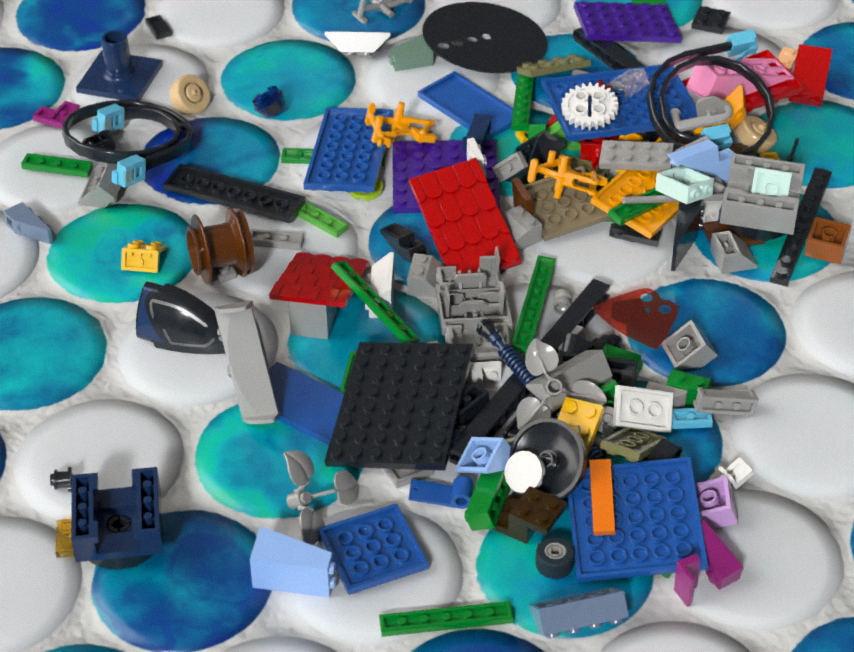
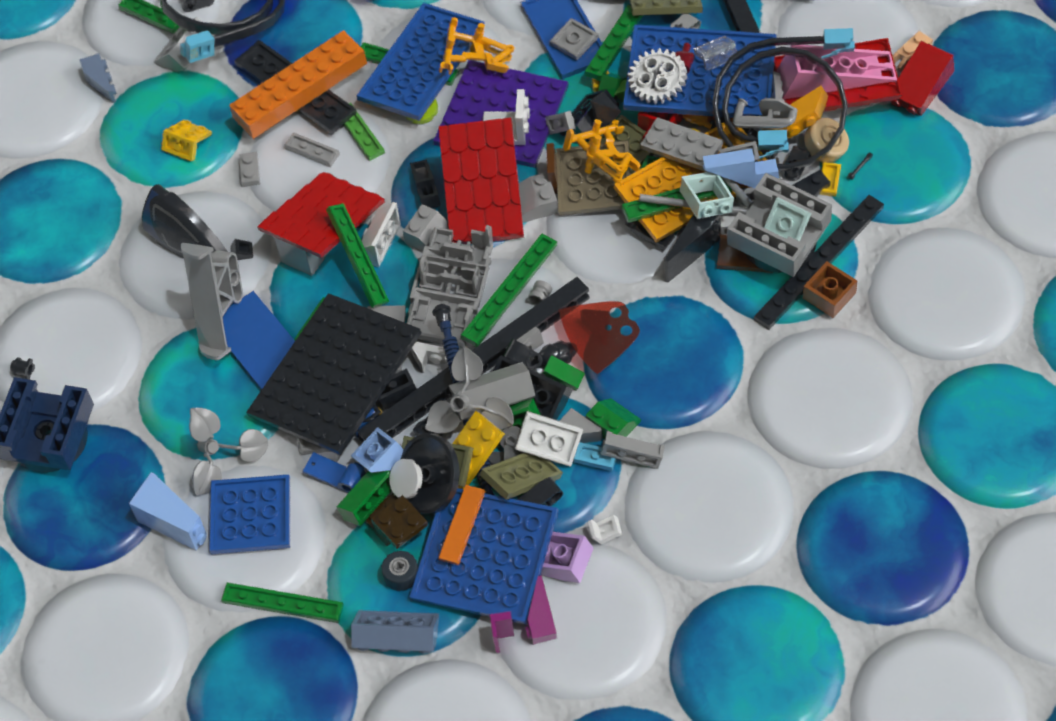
camera: 25 degrees right, 15 degrees up
(220, 245) = (245, 153): reddish brown wheel -> none
(244, 181) = (298, 84): none -> orange brick
(479, 130) = (548, 74): dark blue window -> none
(484, 105) = (574, 39): none -> light grey tile
(689, 347) = (632, 378): light grey slope -> none
(731, 253) = (730, 279): light grey slope -> none

